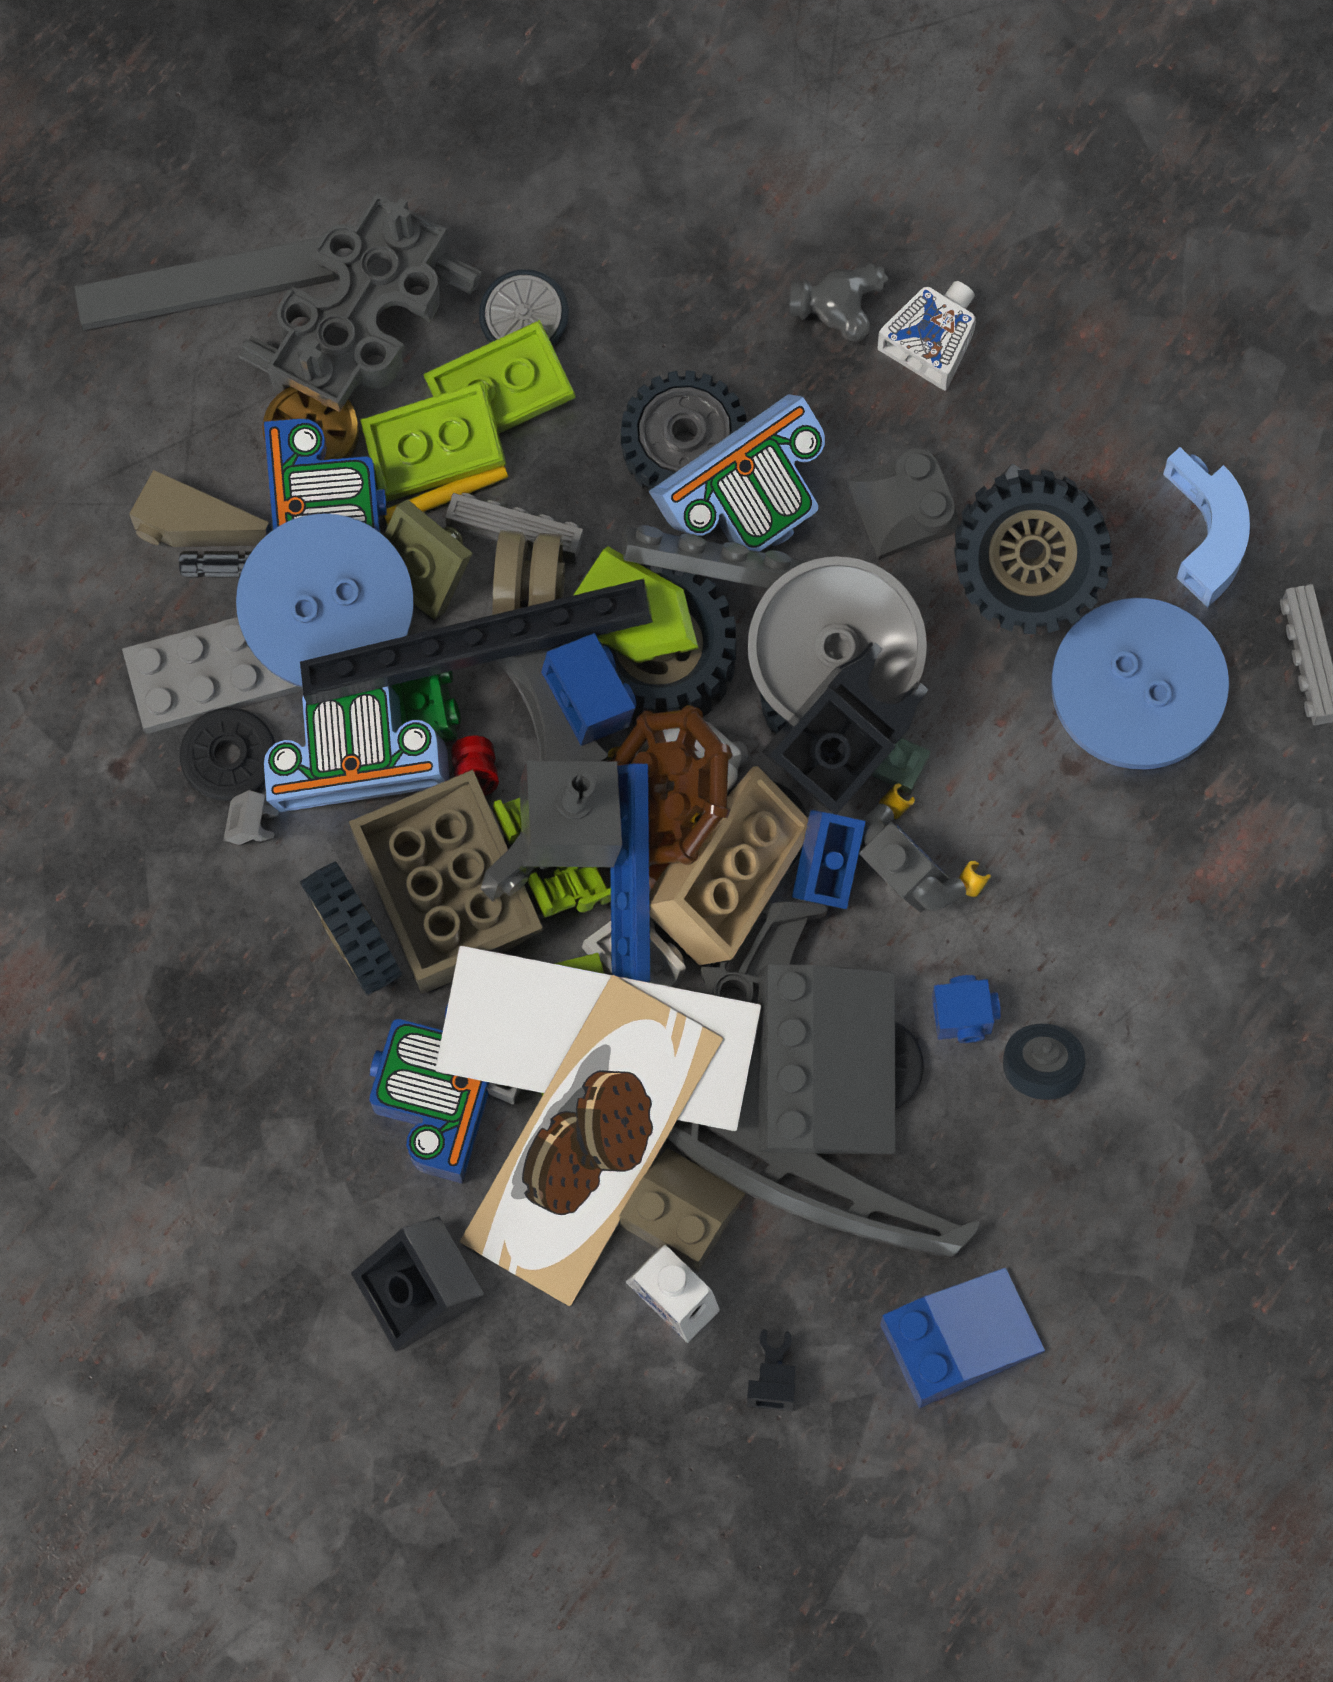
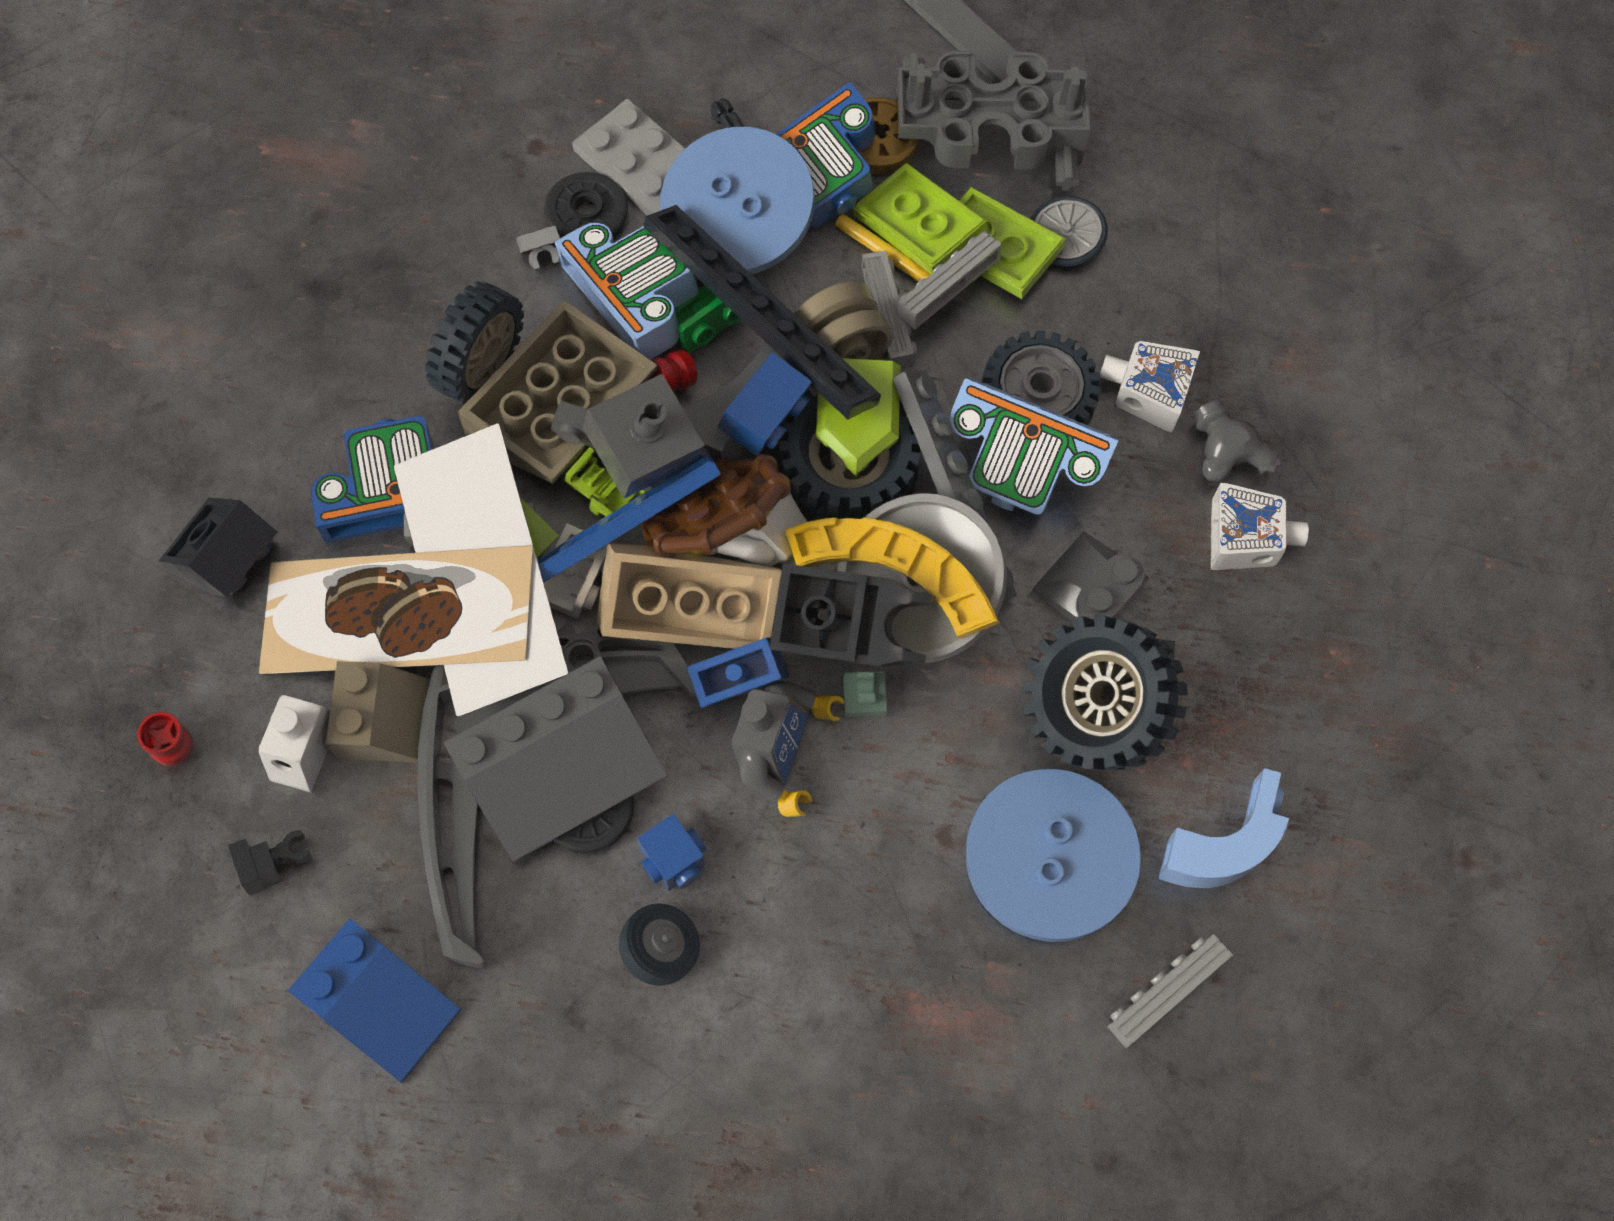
camera: 55 degrees right, 5 degrees down
(190, 518) = (754, 83): dark tan slope -> none
(431, 554) = (819, 253): olive tile -> none
(525, 452) = (949, 279): none -> light grey piece
(596, 1409) = (158, 731): none -> red wheel
(736, 330) = (1152, 381): none -> white torso
(808, 646) = (904, 552): none -> yellow tile

